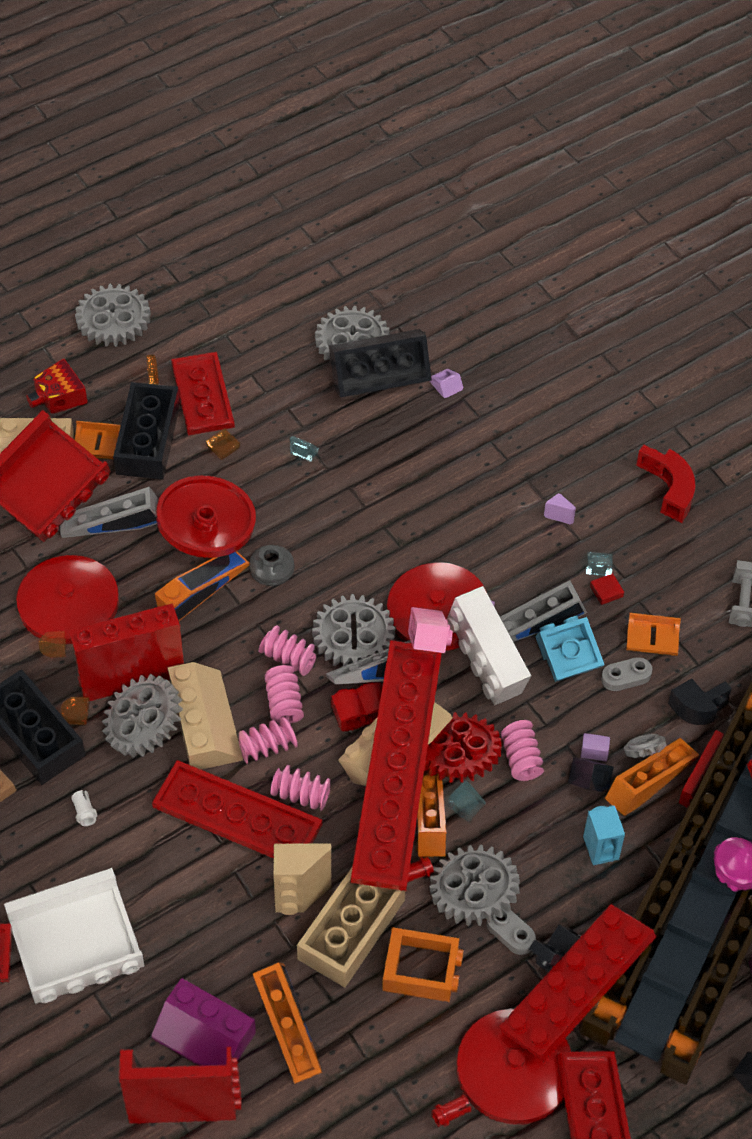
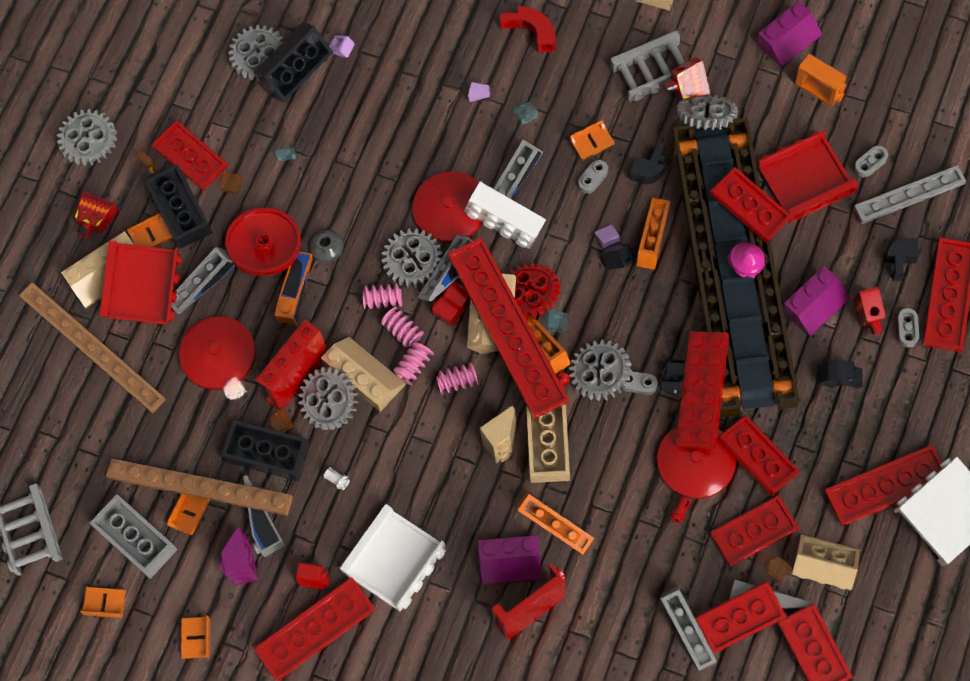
camera: 25 degrees left, 15 degrees up
(233, 810) = (429, 420): red plate -> none
(415, 986) = (586, 446): orange window -> none
(429, 630) = (465, 230): bright pink brick -> none
(522, 750) = (567, 269): bright pink piece -> none
(569, 648) = (549, 182): medium azure plate -> none
(603, 834) = (653, 290): medium azure brick -> none
(607, 589) = (543, 127): red tile -> none
(645, 745) = (637, 217): light grey gear -> none
(700, 769) = (679, 209): red tile -> none

